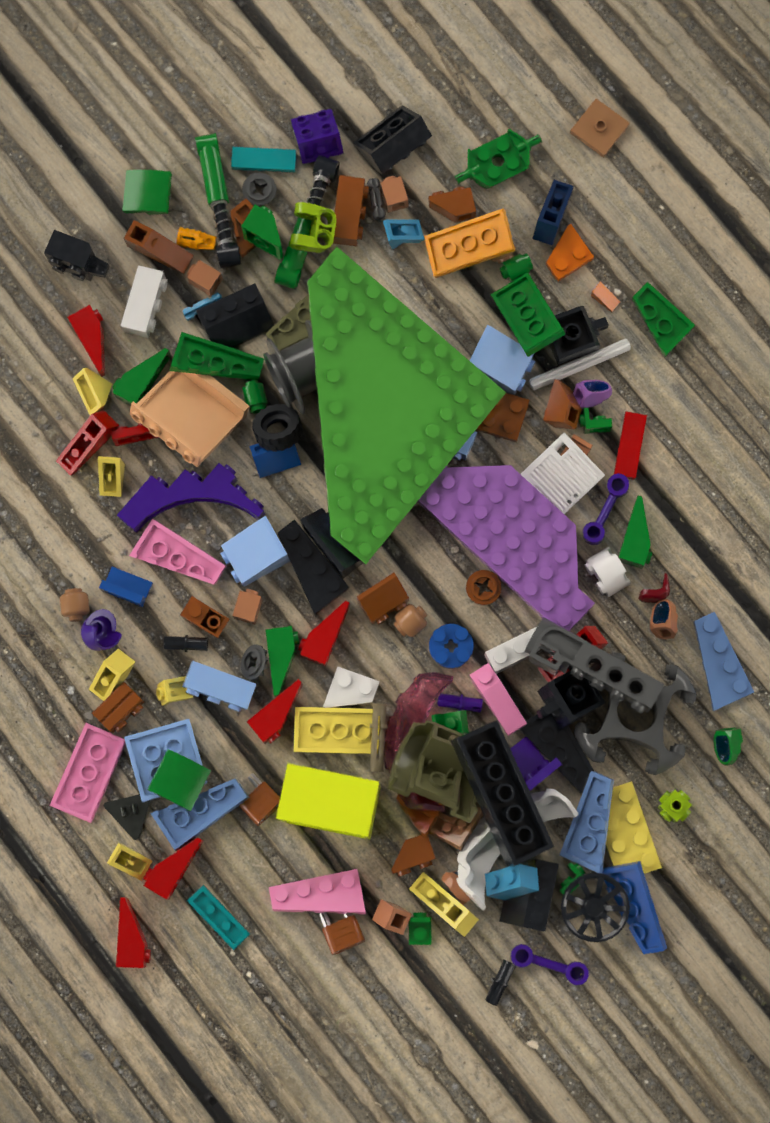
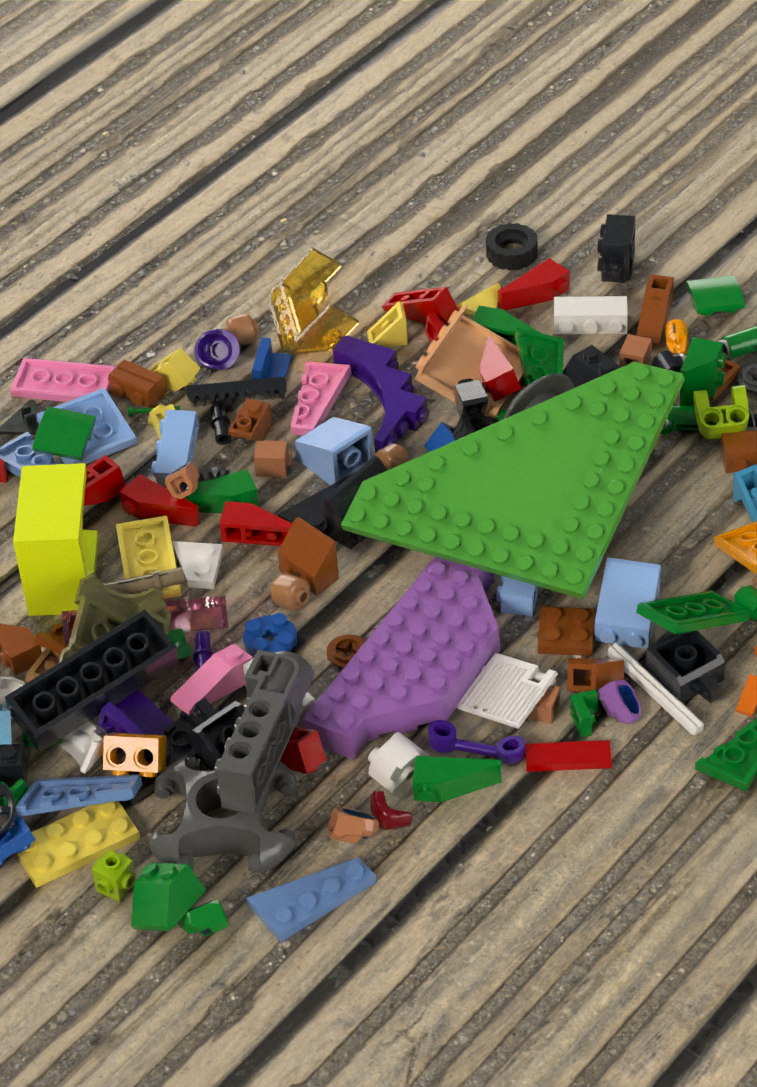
camera: 75 degrees right, 35 degrees down
(23, 329) = (510, 234): none -> black tyre
(70, 551) = (296, 303): none -> clear yellow windscreen
(146, 718) = (131, 411): none -> green piece
(155, 620) = (236, 389): none -> black gear
(217, 397) = (497, 373): none -> slope
(241, 426) = (470, 397): none -> slope
(249, 771) = (103, 481): none -> red slope
(274, 685) = (183, 481): none -> nougat rock
(281, 508) = (393, 455): none -> medium nougat head
(572, 771) = (134, 747): none -> light orange brick
(711, 771) = (164, 895): none -> green slope

